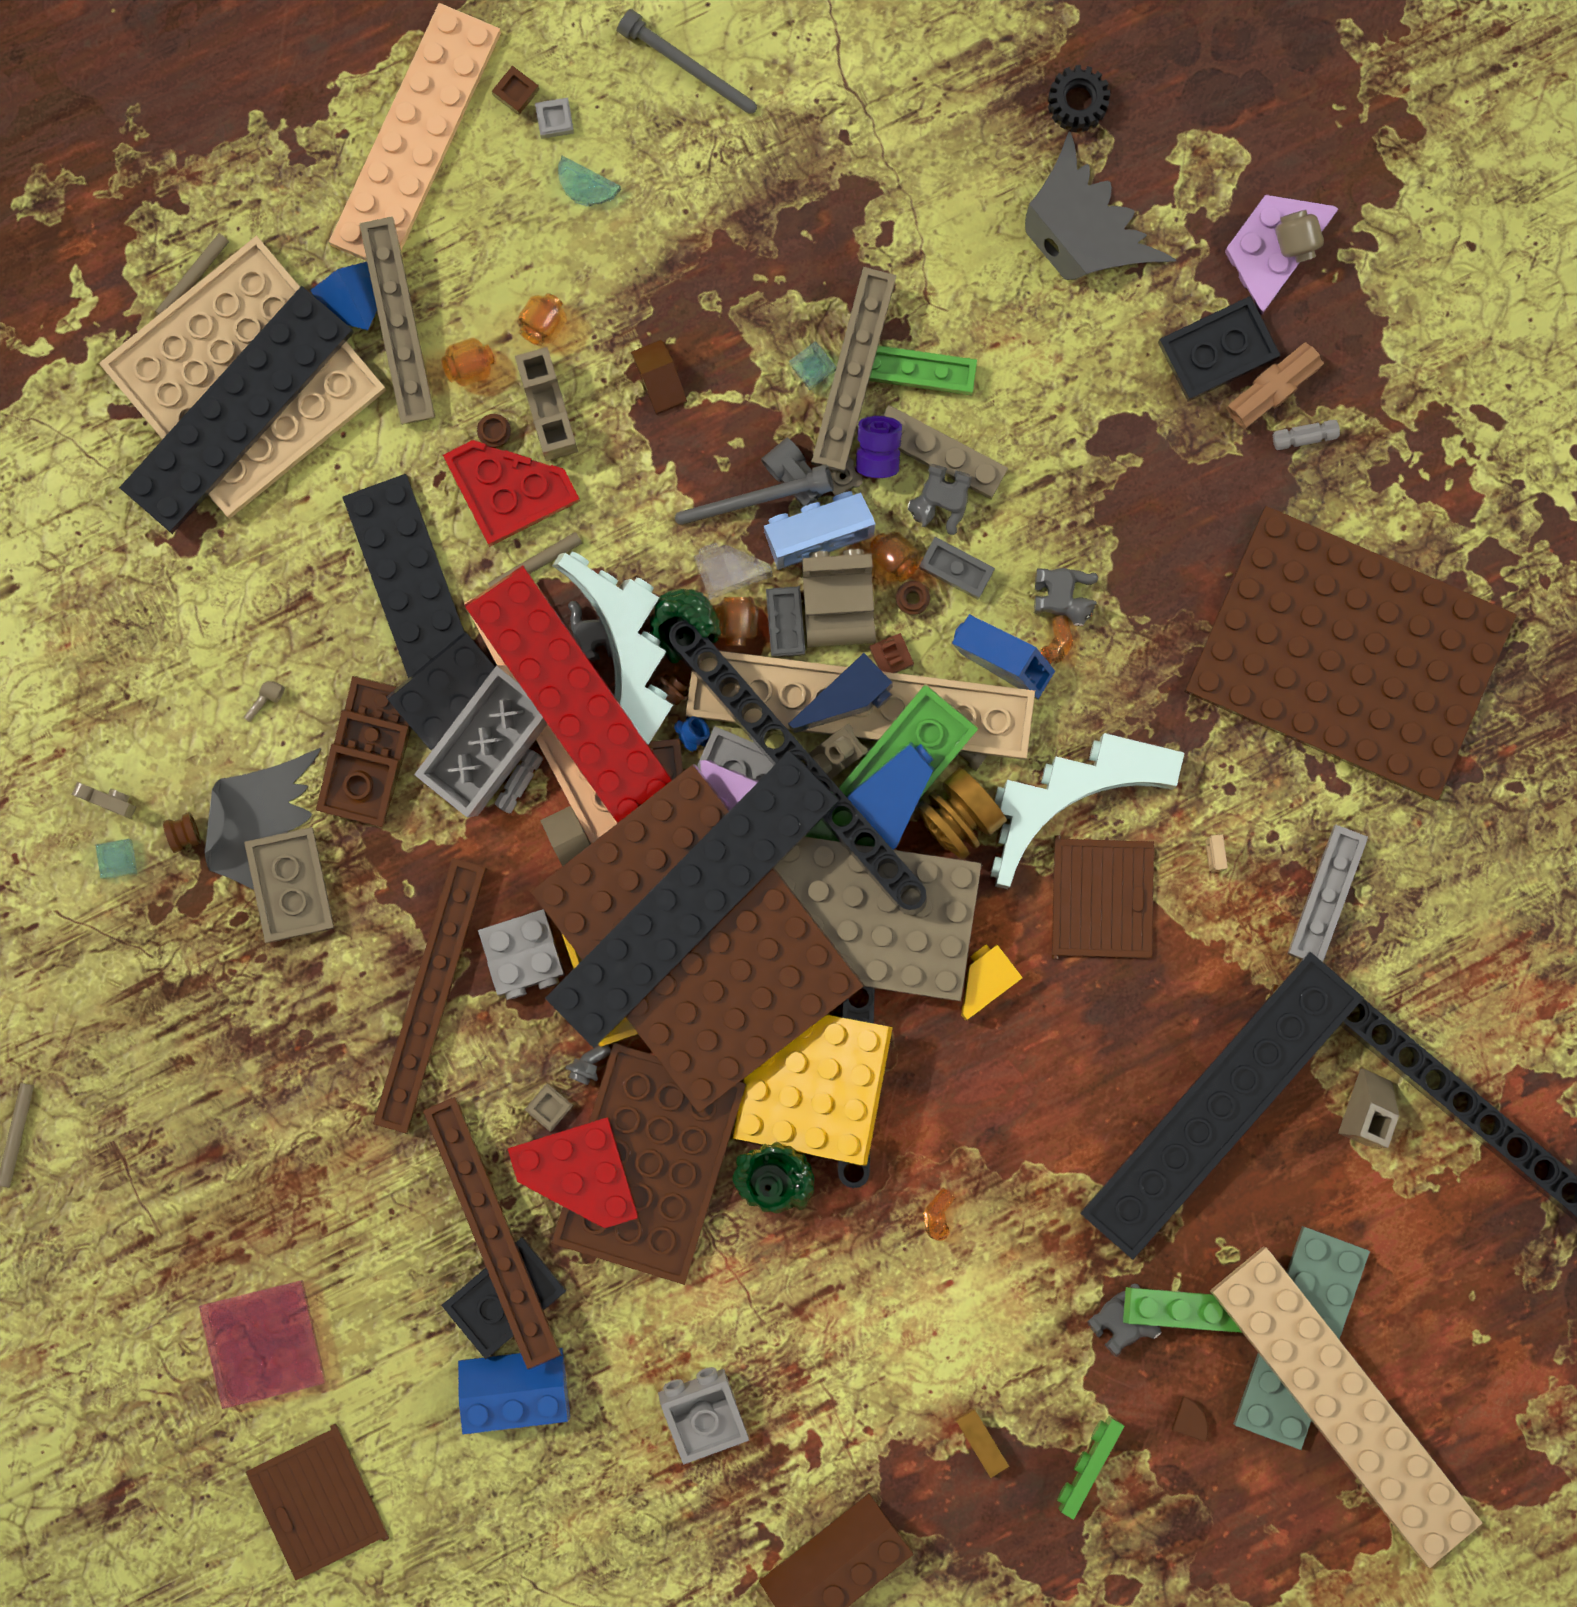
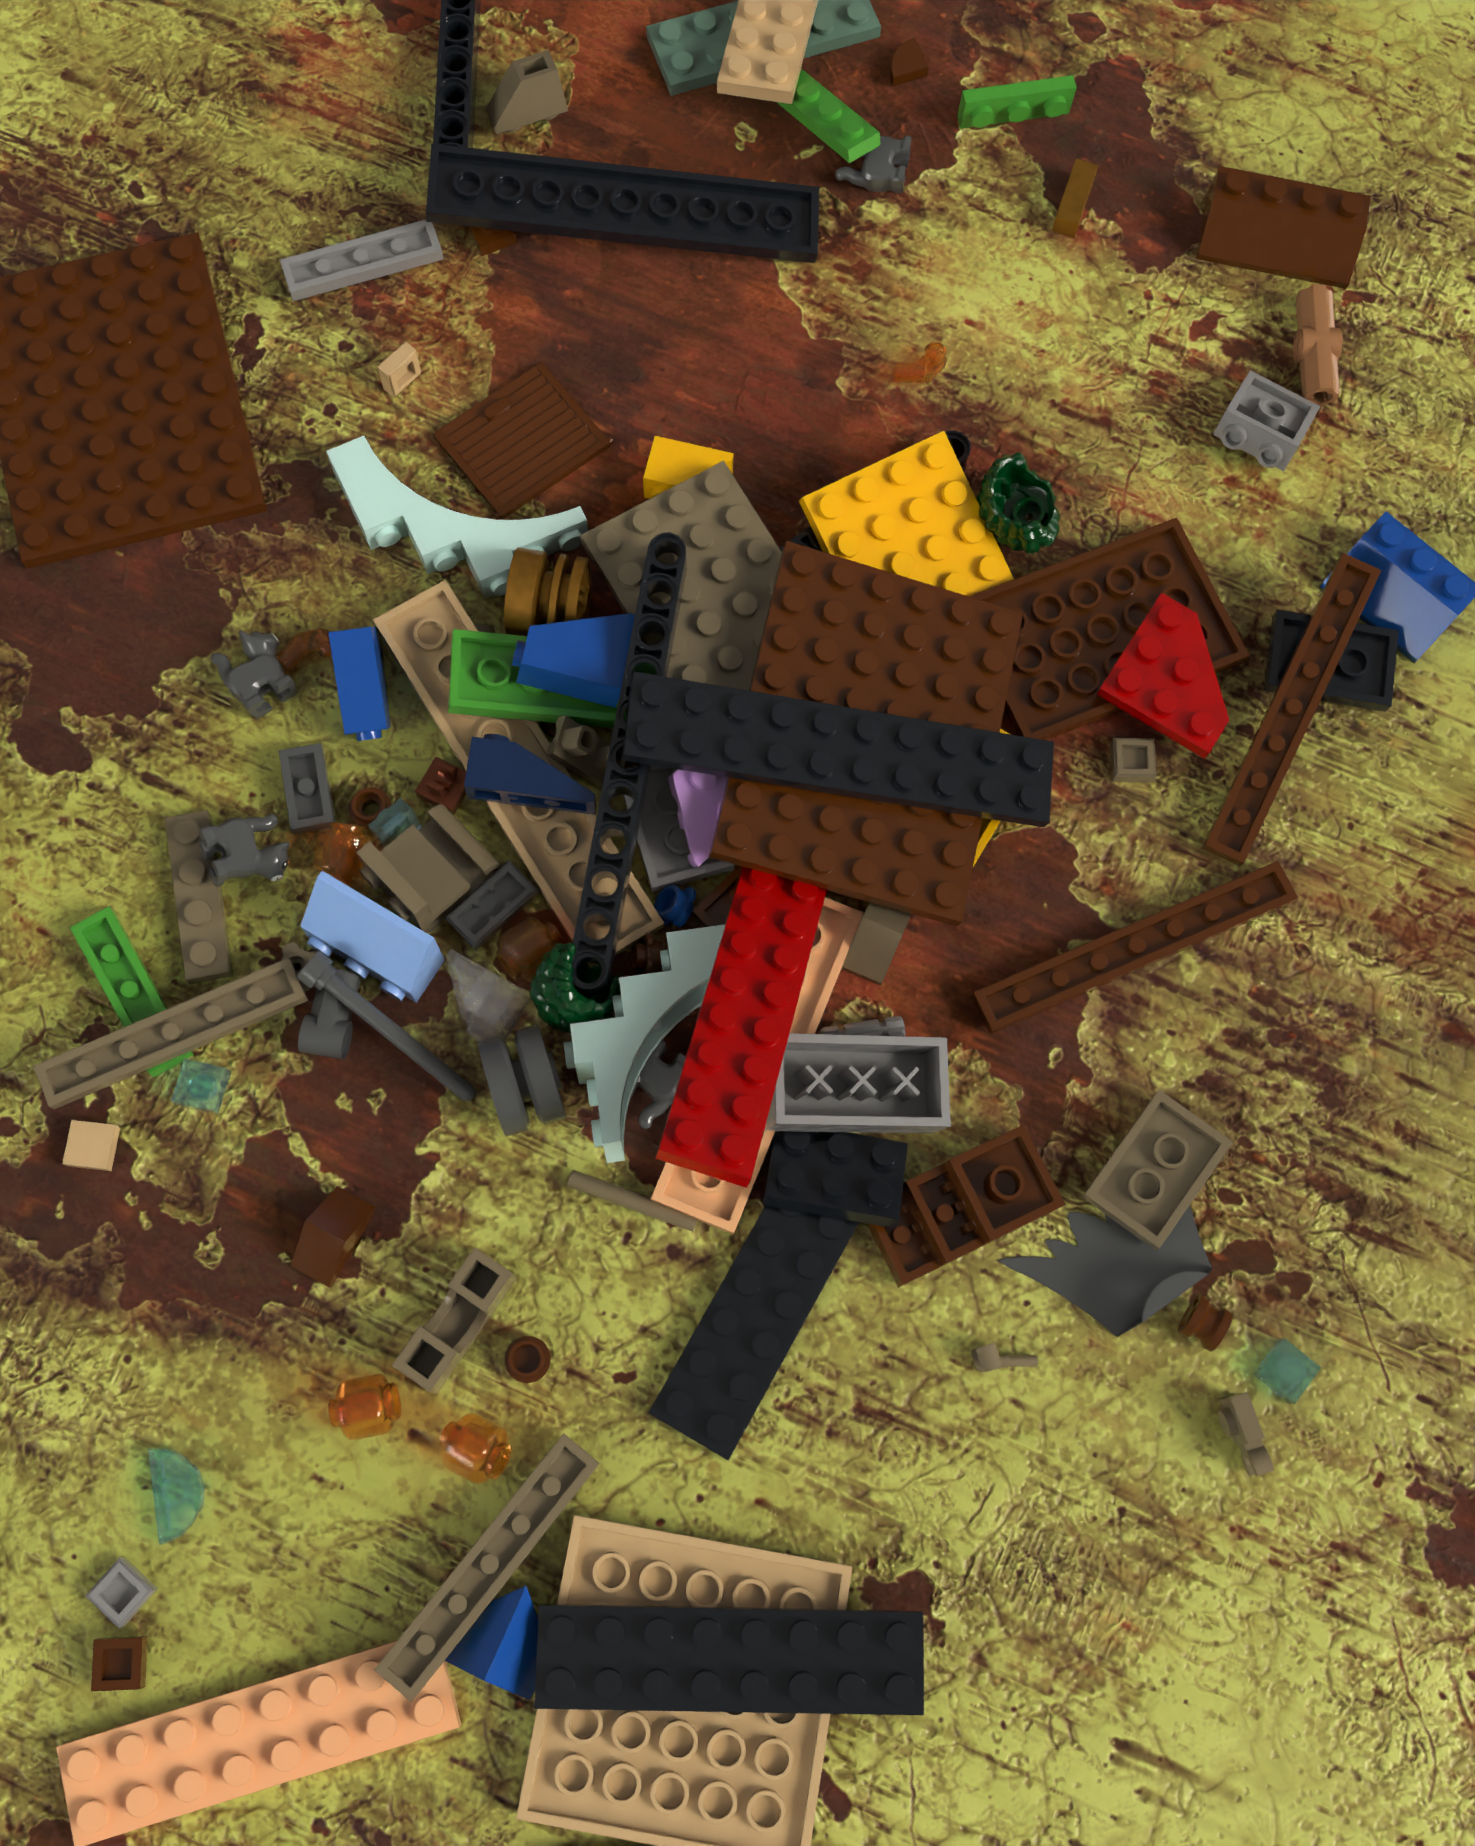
camera: 135 degrees left, 10 degrees down
(508, 489) = (578, 1291): red plate -> none
(521, 954) = (1022, 894): light grey plate -> none
(583, 1068) = (1075, 752): dark grey plate -> none
(654, 548) = (522, 1080): none -> dark grey wheel
(729, 1507) = (1317, 345): none -> medium nougat piece
(829, 278) = (91, 1145): none -> tan tile
(879, 445) = (237, 946): dark purple wheel -> none
(885, 601) = (393, 822): none -> clear light blue plate

